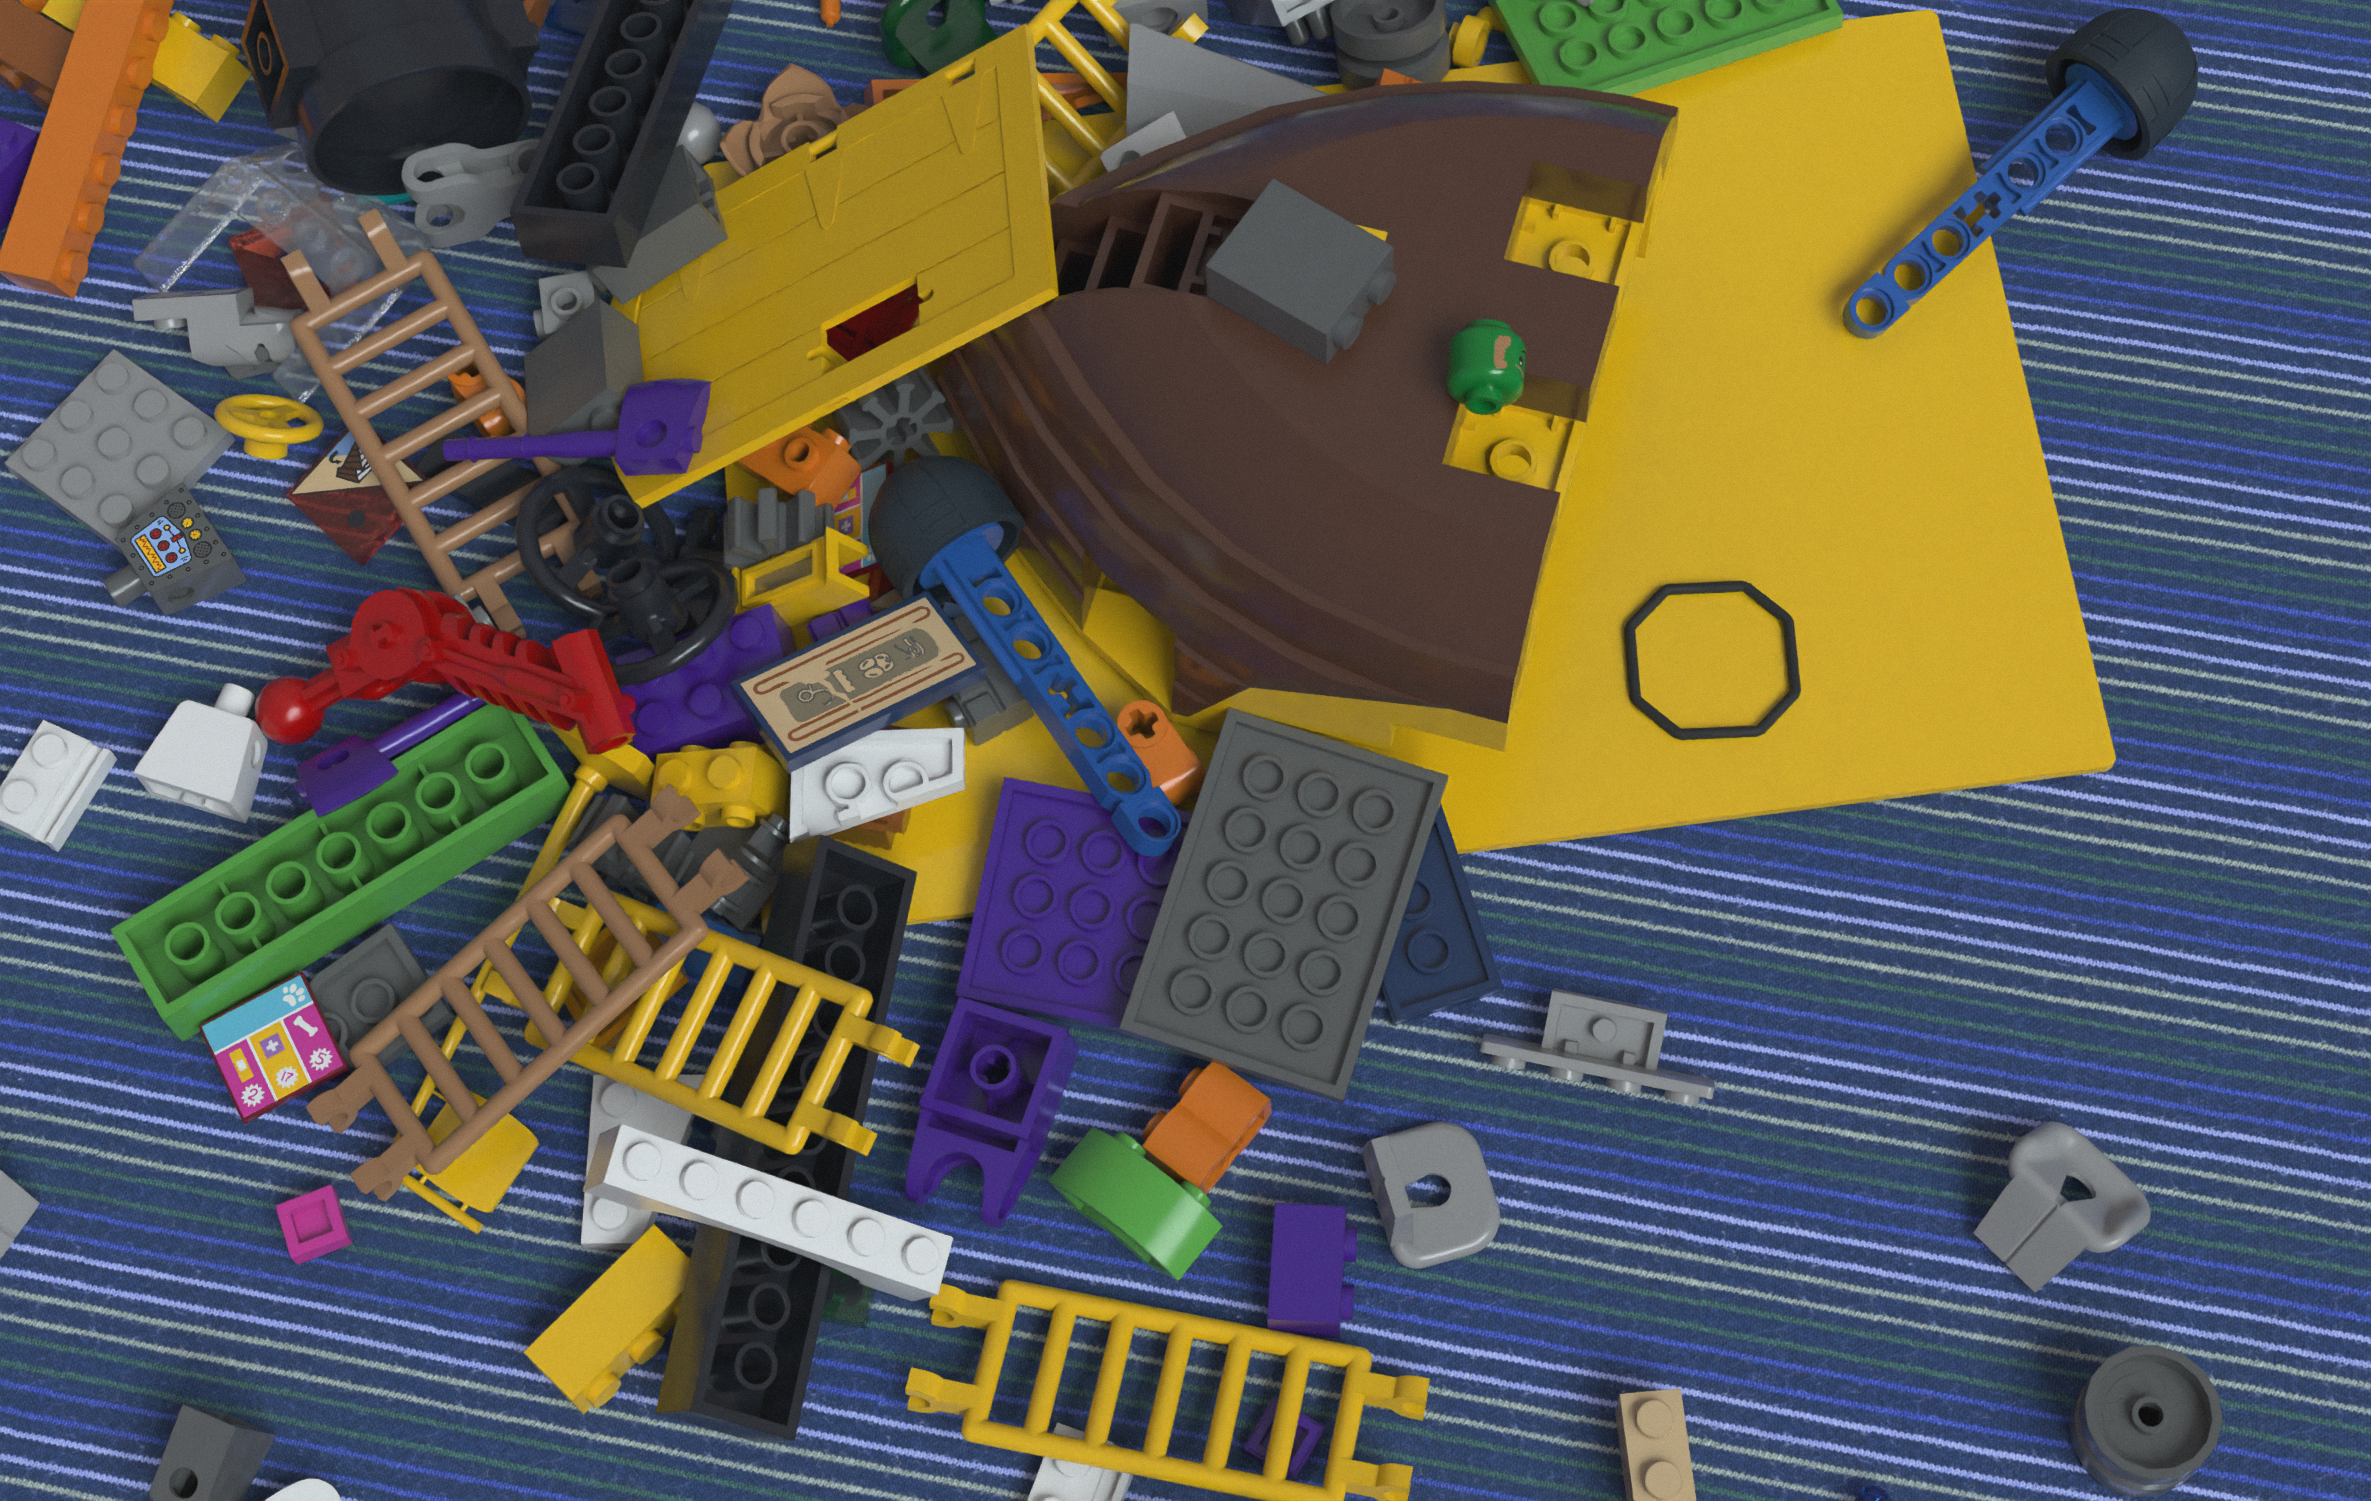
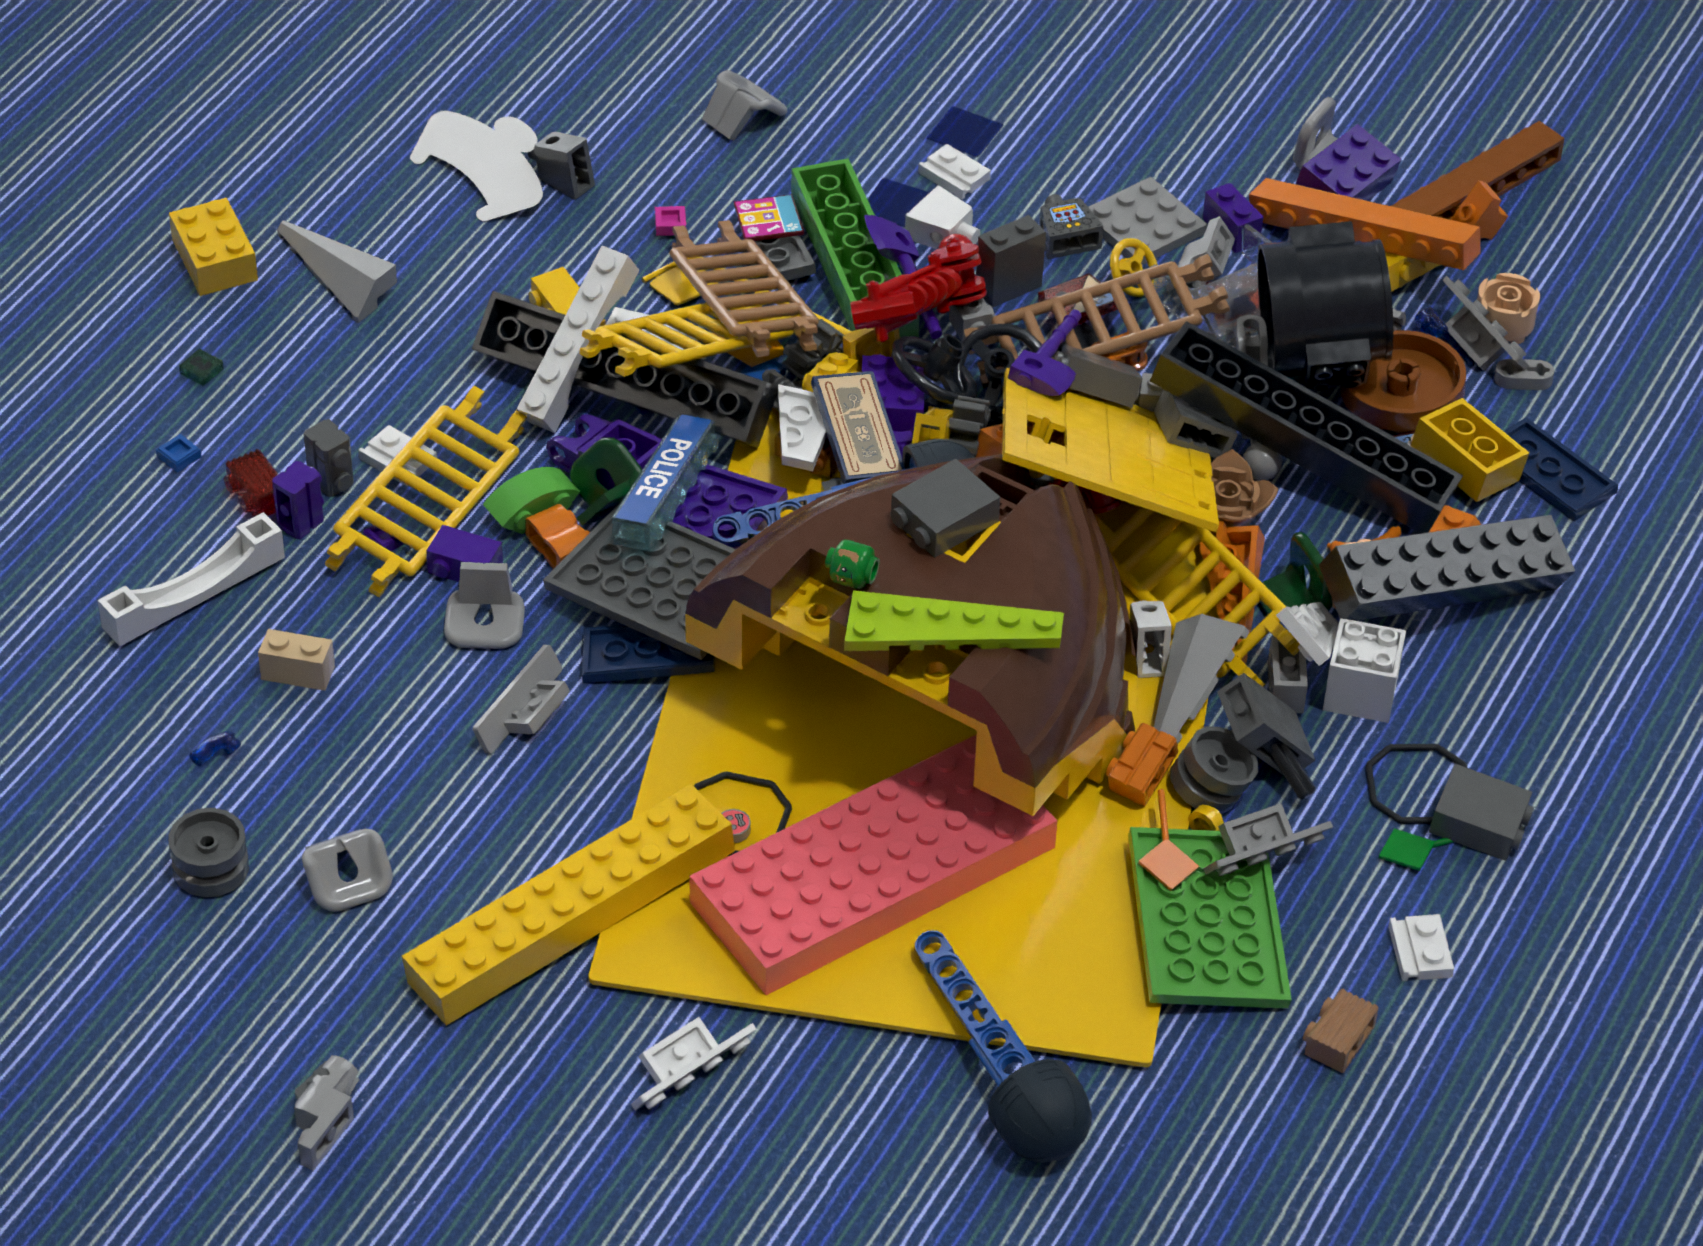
camera: 100 degrees right, 20 degrees down
(92, 308) = (1233, 210): none -> dark purple brick
(151, 855) = (894, 200): none -> clear blue piece
(310, 580) = (1011, 260): none -> dark grey brick
(1076, 955) = (664, 482): none -> brick
(1130, 1059) = (621, 465): none -> dark green piece
(1559, 245) = (898, 620): none -> lime wing
(1592, 44) = (1166, 860): none -> orange piece
(1743, 650) = (740, 824): none -> tile
(1800, 453) = (865, 867): none -> coral brick
(2014, 822) = (568, 904): none -> yellow brick
(2208, 575) = (682, 1054): none -> white bracket

